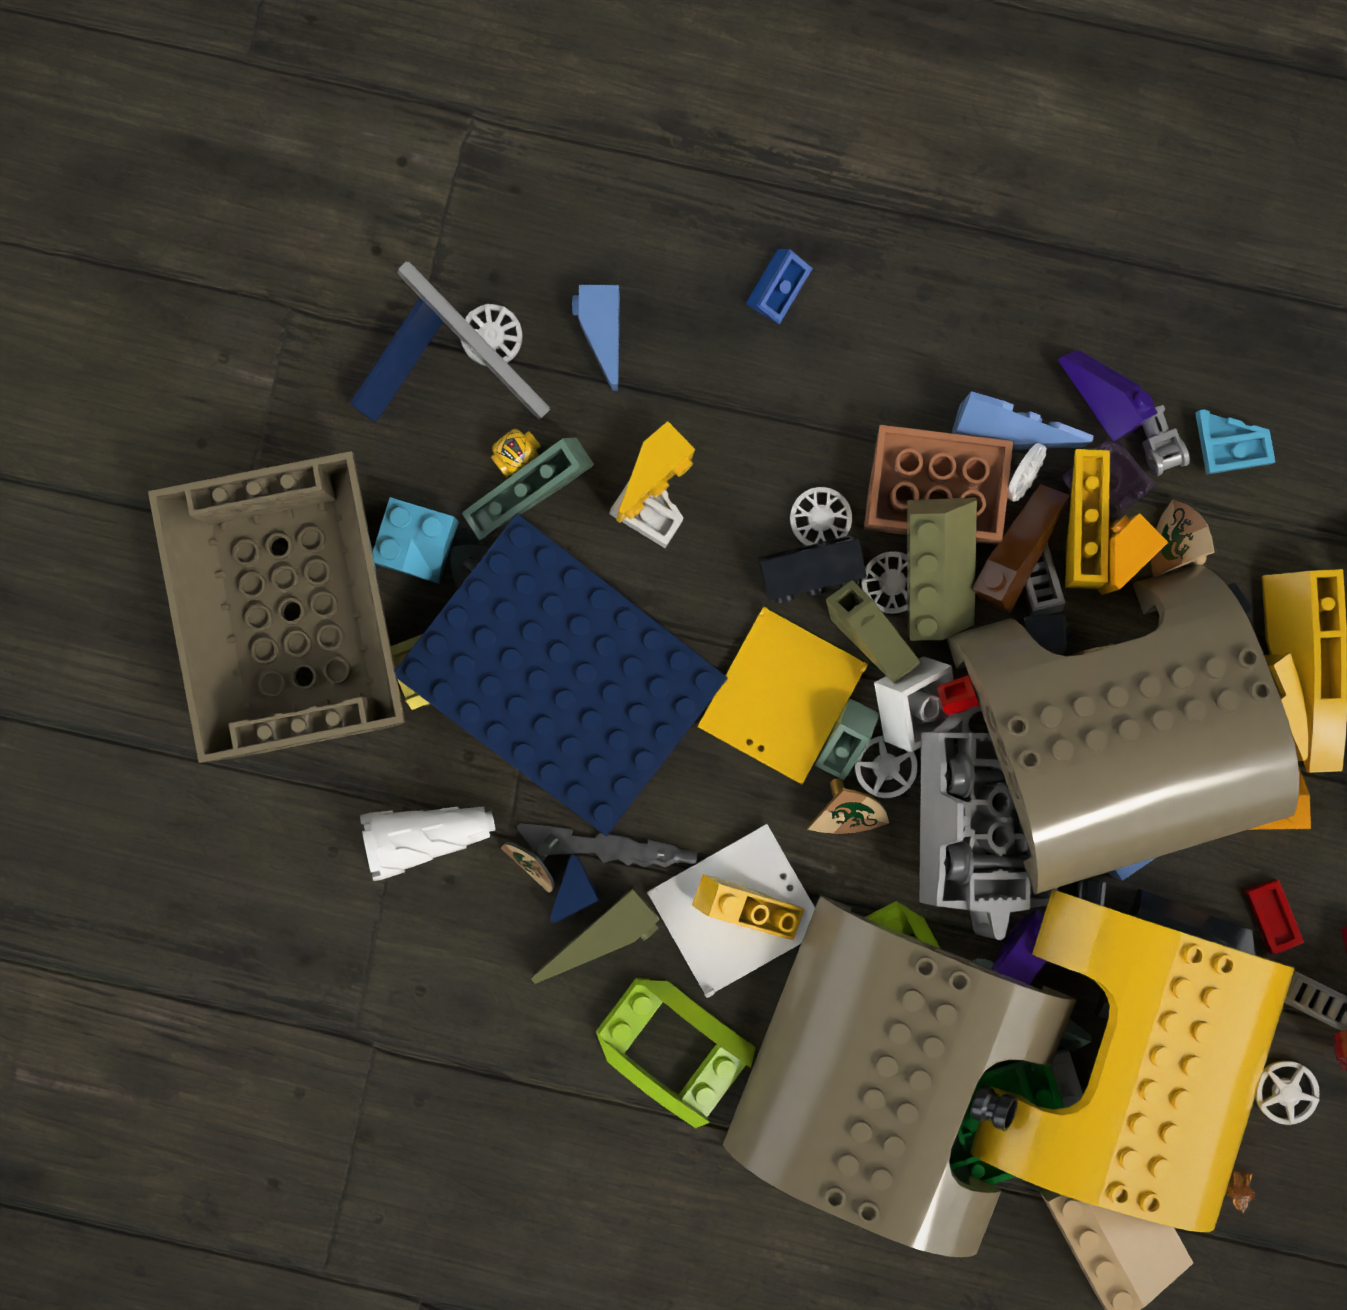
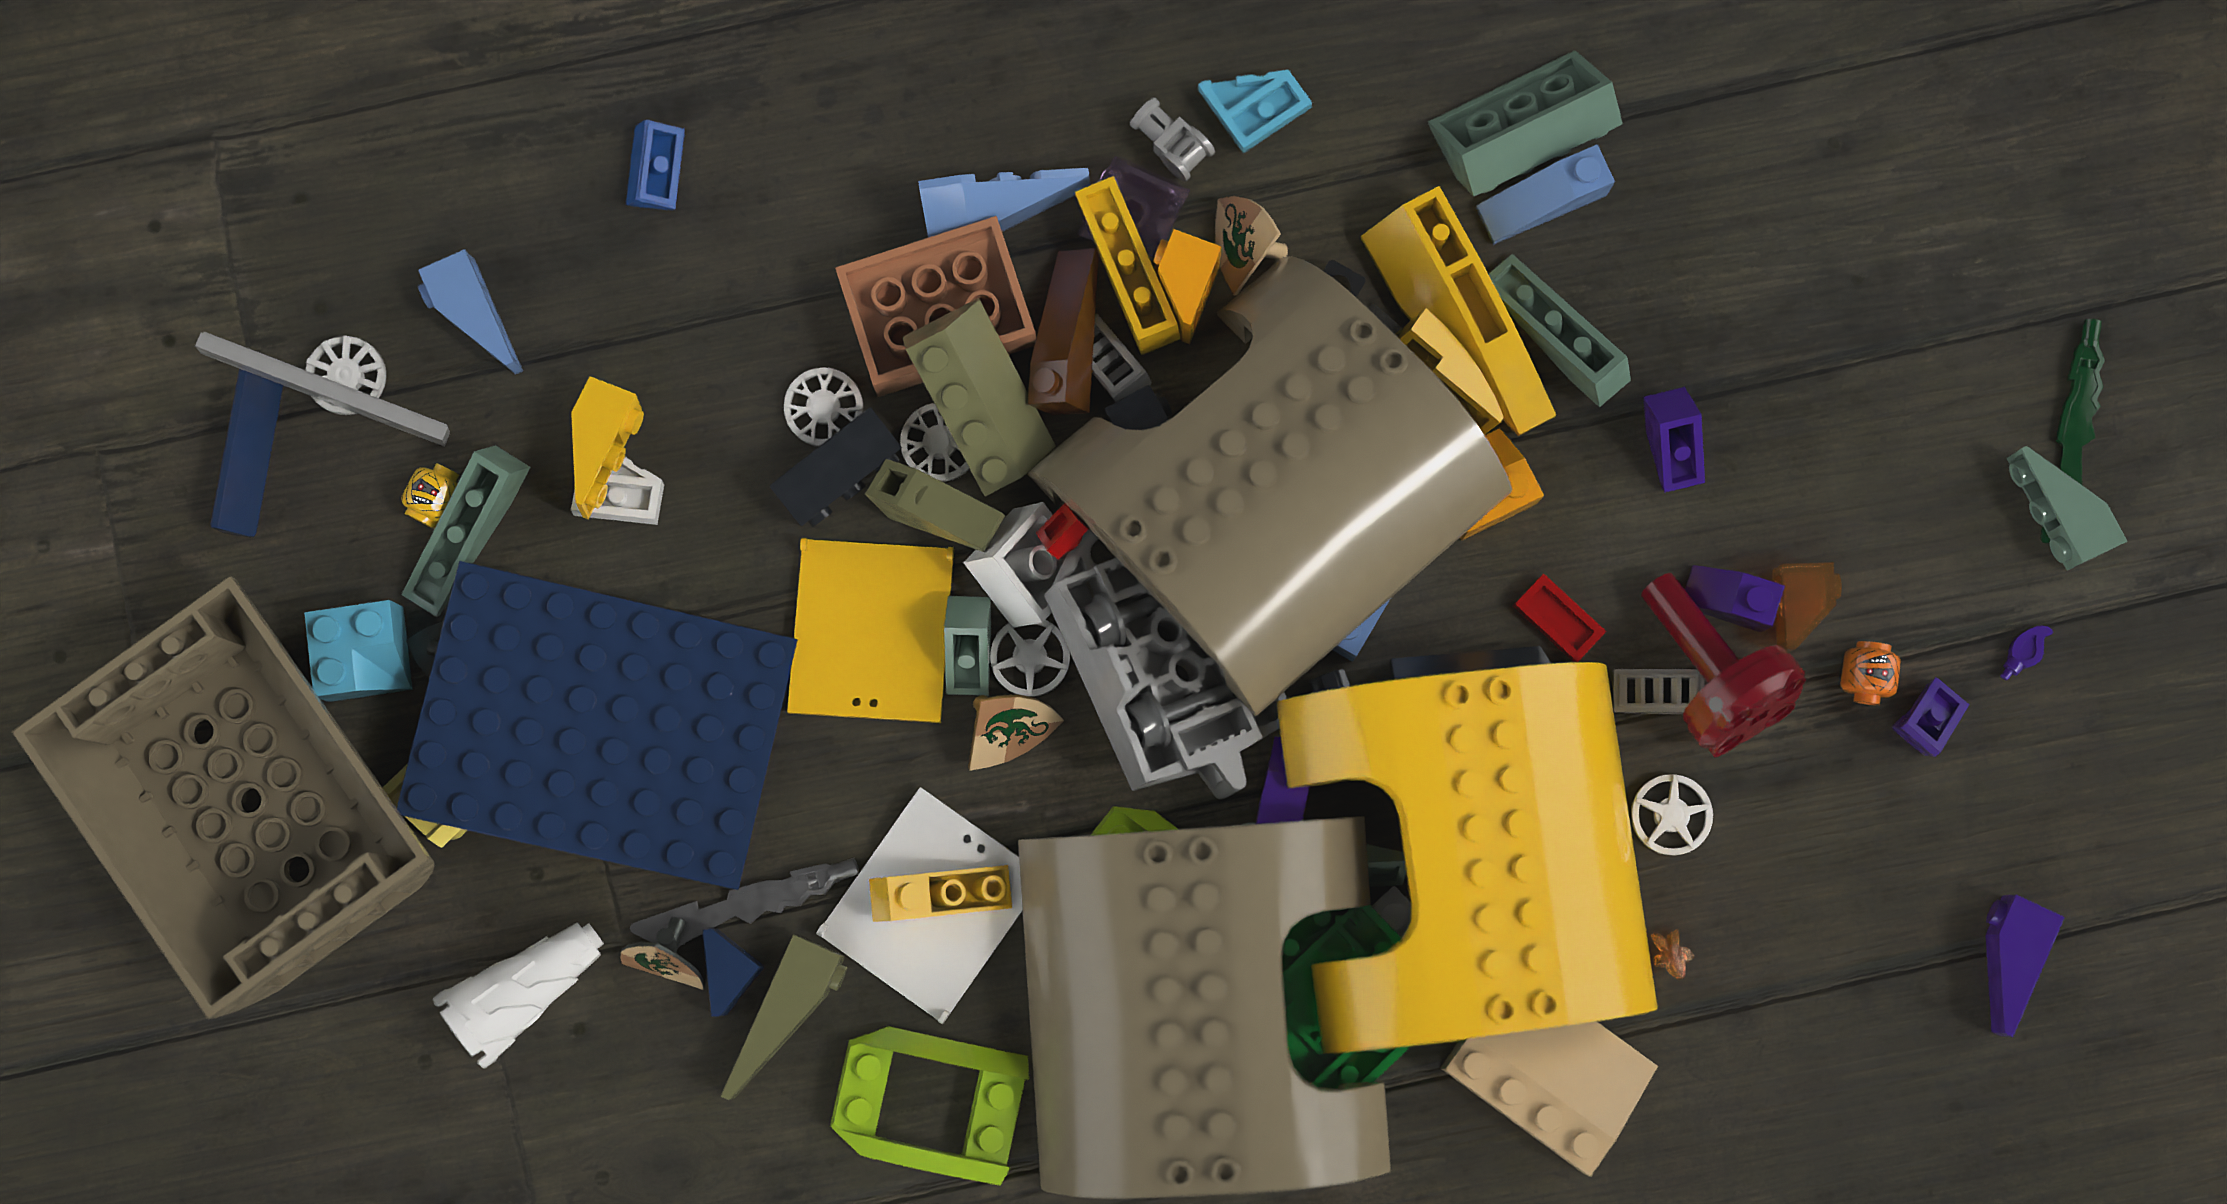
camera: 15 degrees left, 5 degrees down
(992, 1106) = (1316, 981): black wheel -> none
(1026, 472) = (1031, 244): white wheel -> none
(1112, 397) = (1090, 115): dark purple slope -> none

